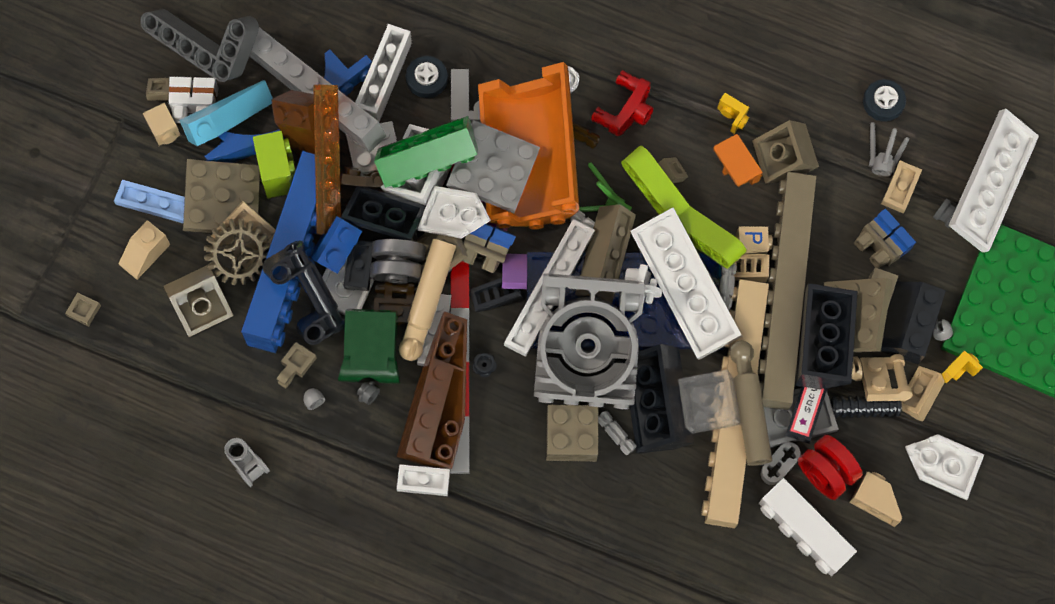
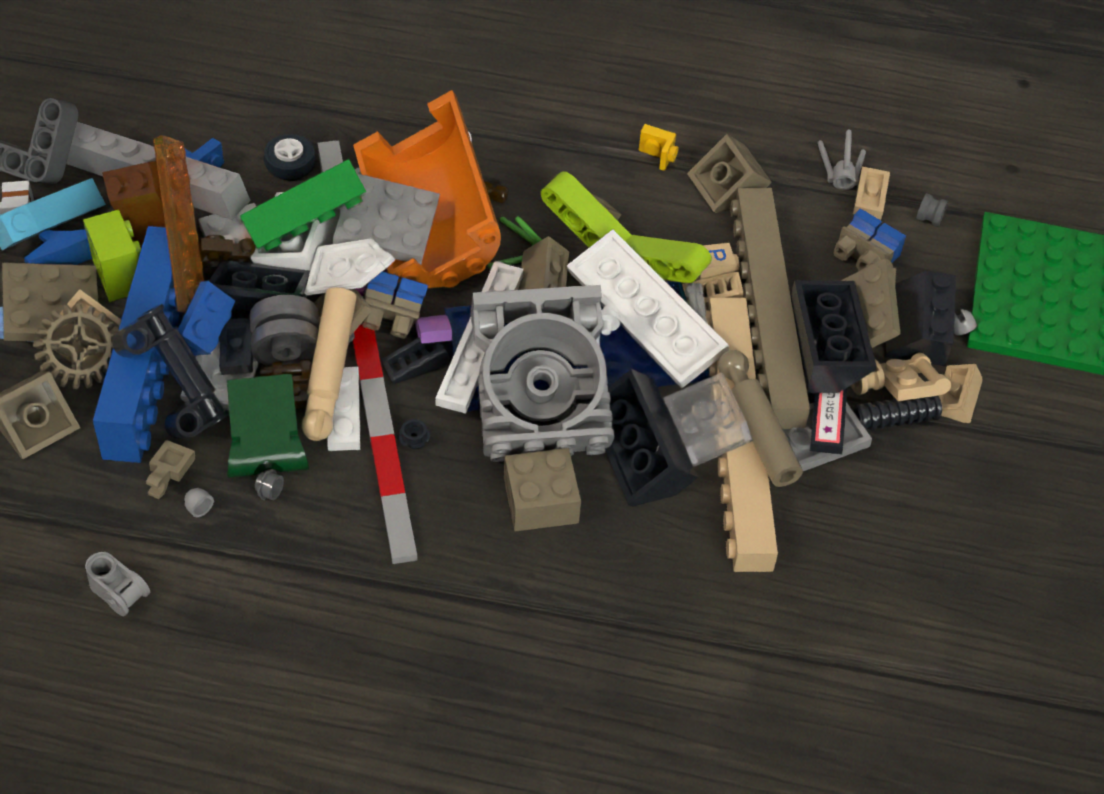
camera: 10 degrees left, 20 degrees down
(384, 71) = (241, 139): white brick -> none
(423, 480) = (358, 572): white plate -> none
(439, 399) = (364, 477): reddish brown wedge -> none
(616, 433) = (599, 486): light grey axle -> none
(633, 111) = (542, 157): red connector -> none
(738, 161) = (677, 189): orange panel -> none
(784, 467) = (816, 492): light grey beam -> none
(806, 527) = (865, 551): white brick -> none
(830, 467) = (875, 474): red wheel -> none
(877, 498) = (943, 507): tan slope -> none
(890, 94) = (827, 116): black wheel -> none
(945, 464) = (1012, 461): white tile -> none
(962, 363) = (999, 352): yellow bracket -> none
(993, 181) = (974, 170): white plate -> none

